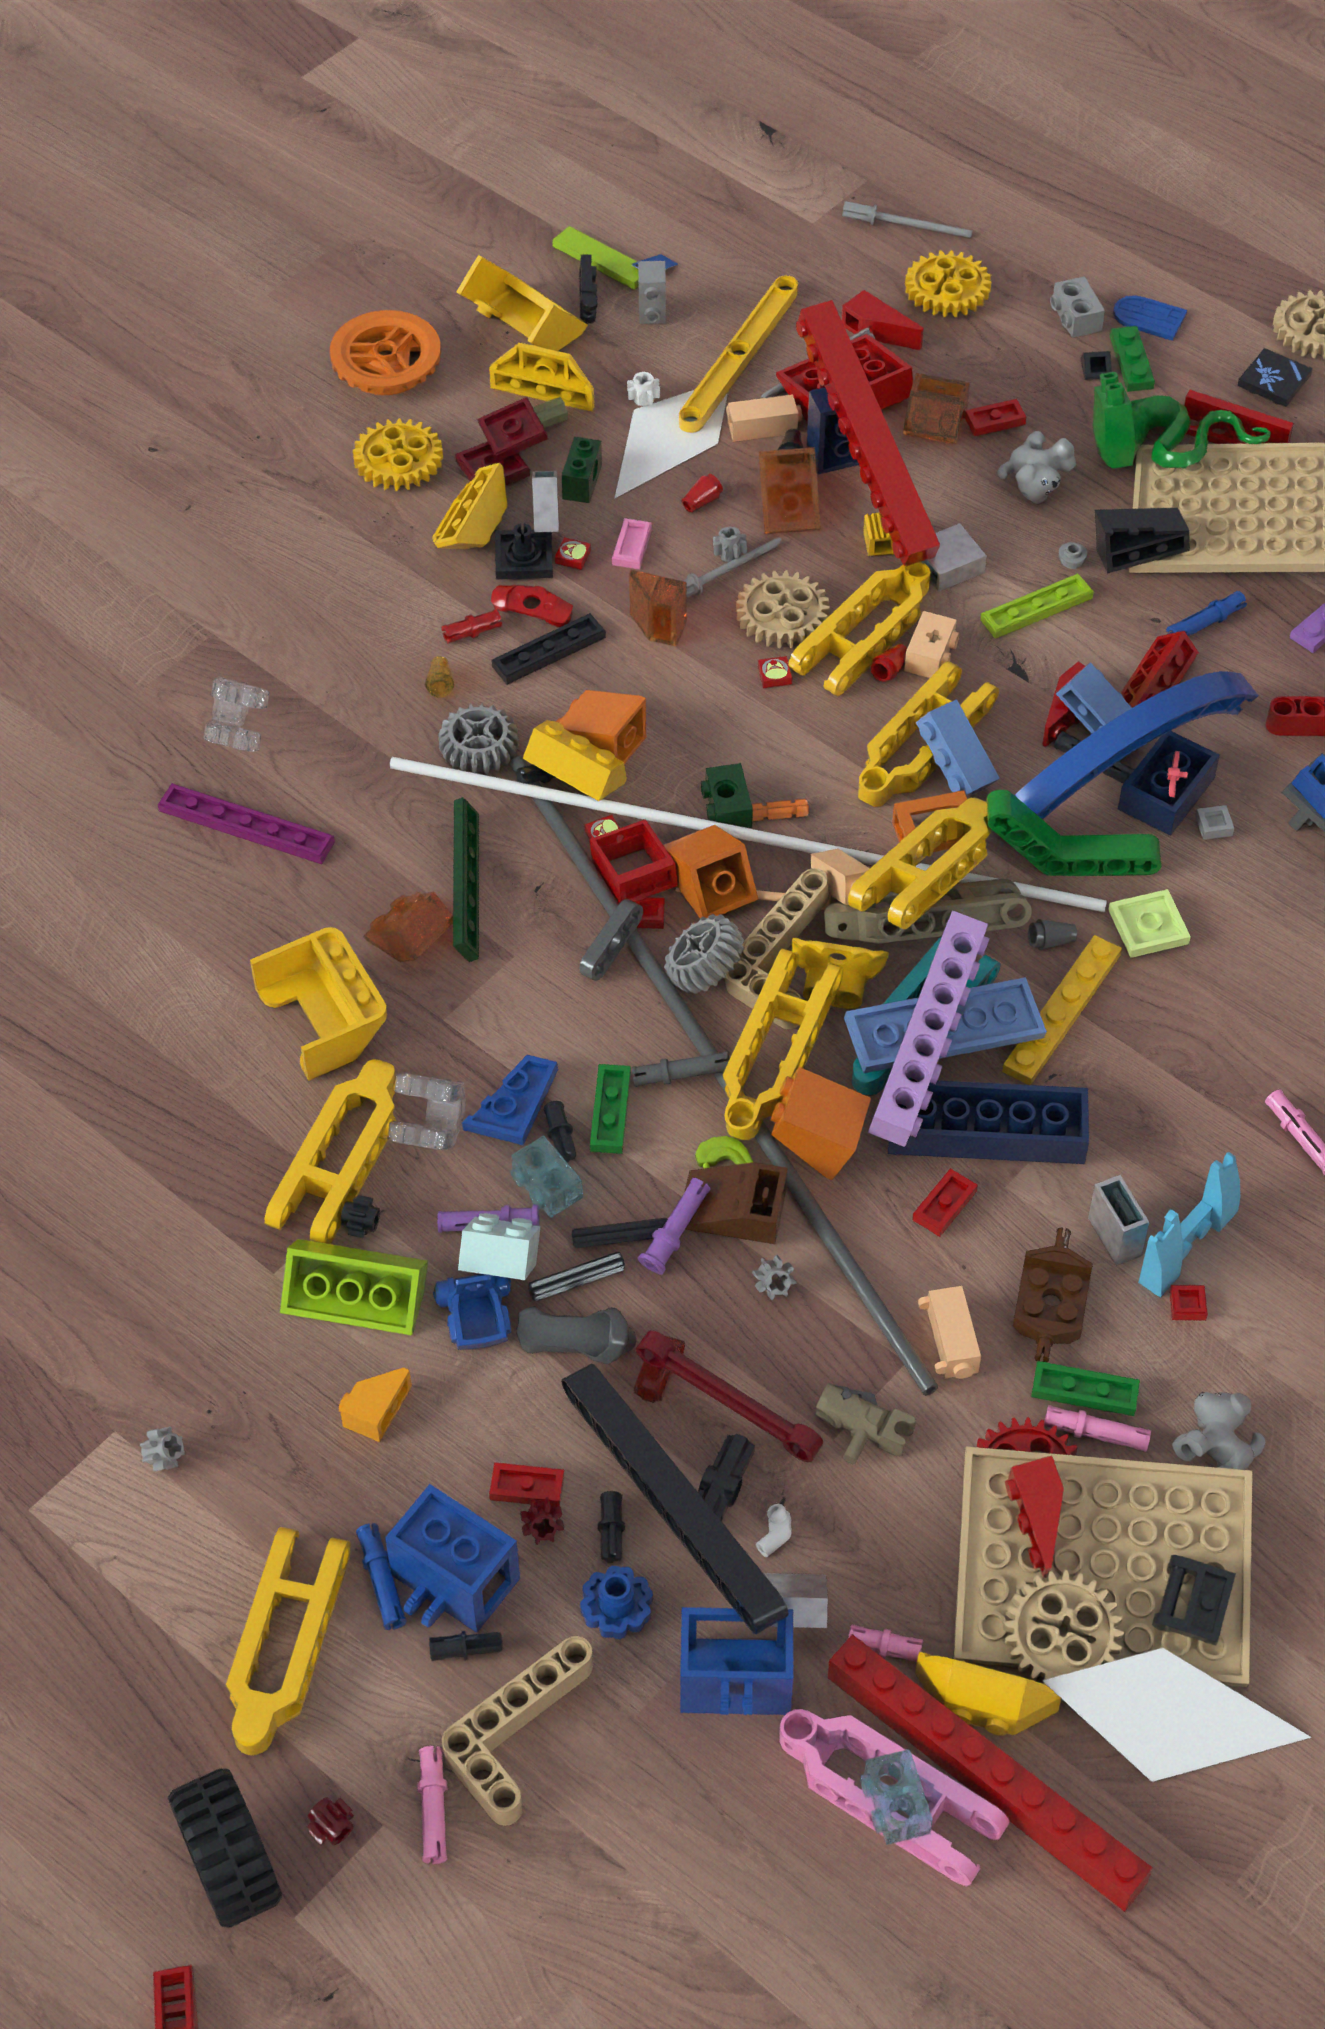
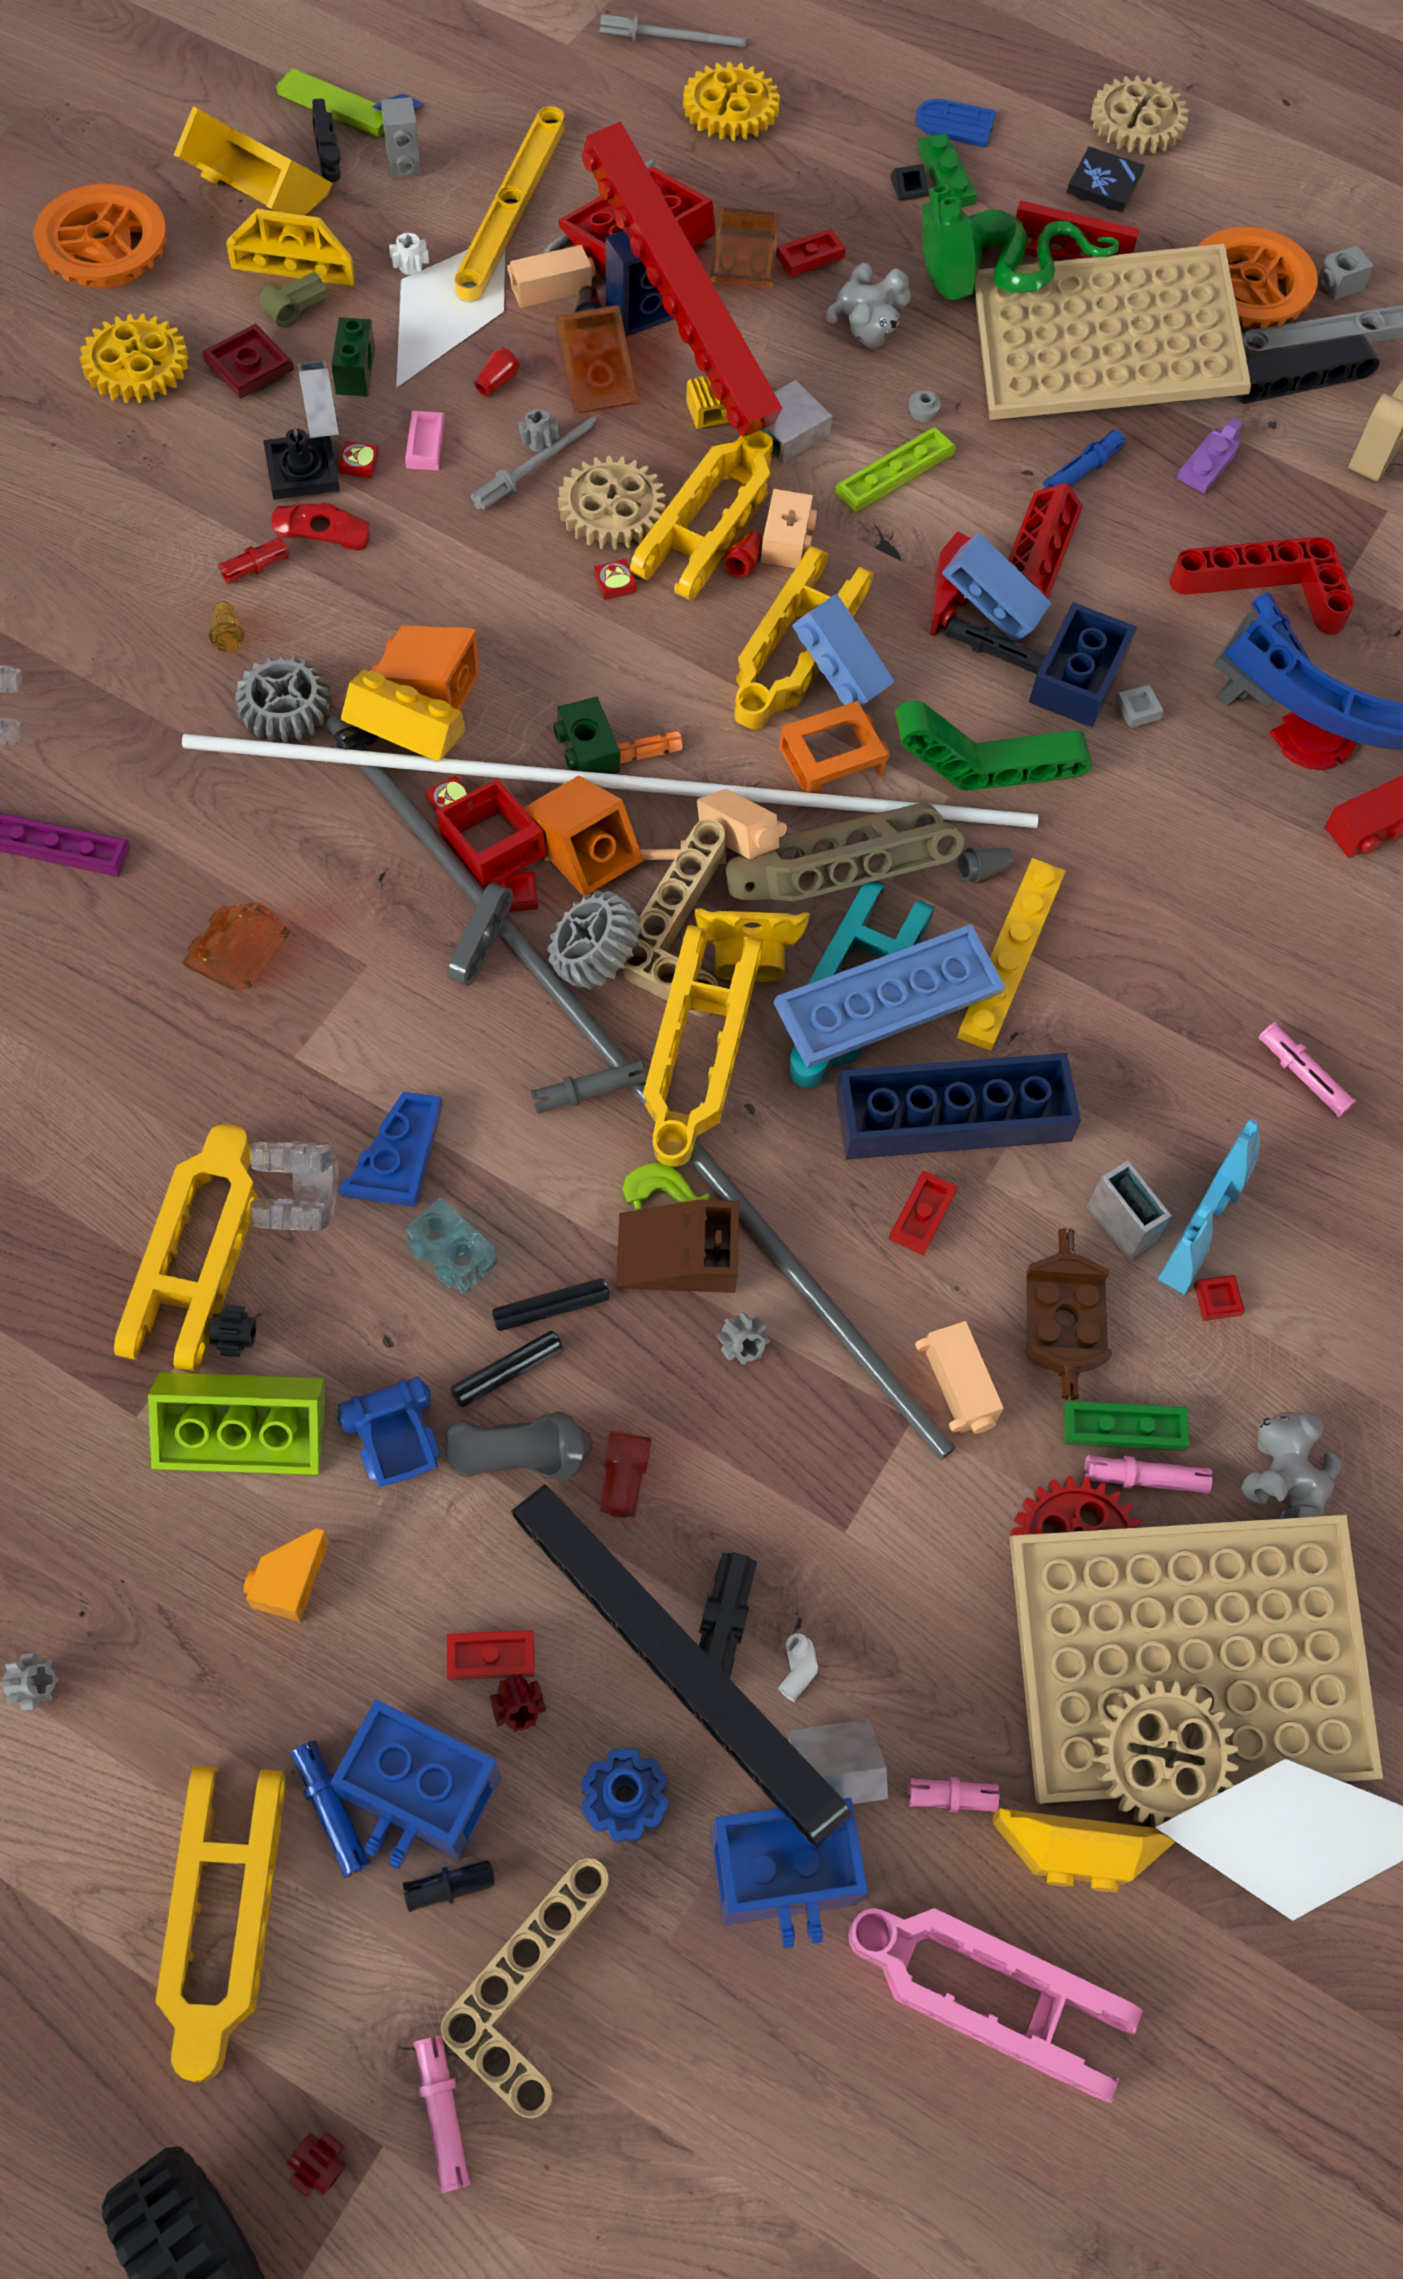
camera: 15 degrees left, 10 degrees up
(332, 992) = (156, 1045): yellow windscreen -> none
(459, 1220) = (409, 1308): medium lavender pin -> none
(466, 880) = (295, 878): dark green tile -> none
(474, 511) = (235, 419): yellow wedge -> none
(499, 1247) = (409, 1352): light aqua brick -> none
(512, 429) = (265, 314): dark red plate -> none
(548, 648) = (348, 578): black tile -> none
(560, 1130) = (457, 1183): black axle -> none
(610, 1108) = (513, 1147): green plate -> none
(611, 1526) = (601, 1694): black axle -> none
(658, 606) = (469, 513): clear orange slope -> none
(667, 1238) = (608, 1307): medium lavender pin -> none
(797, 1438) = (632, 1466): dark red piece -> none
(819, 1120) = (768, 1136): orange slope -> none
(865, 1419) = (873, 1500): dark tan piece -> none
(882, 320) = (671, 151): red slope -> none
(889, 1119) = (848, 1125): lavender brick -> none
(904, 1796) = (1024, 2012): clear light blue brick -> none
(918, 887) = (834, 829): yellow piece -> none
(989, 1773) = (1110, 1952): red brick -> none
(1039, 1499) = (1116, 1601): red slope -> none
(1077, 307) = (879, 116): light grey brick -> none
(1139, 536) = (999, 376): black wedge -> none
(1149, 923) = (1090, 836): yellowish green plate -> none
(1165, 711) = (1041, 614): blue piece -> none
(1174, 774) = (1093, 655): coral piece -> none
(1206, 1603) = (1323, 1691): black plate -> none

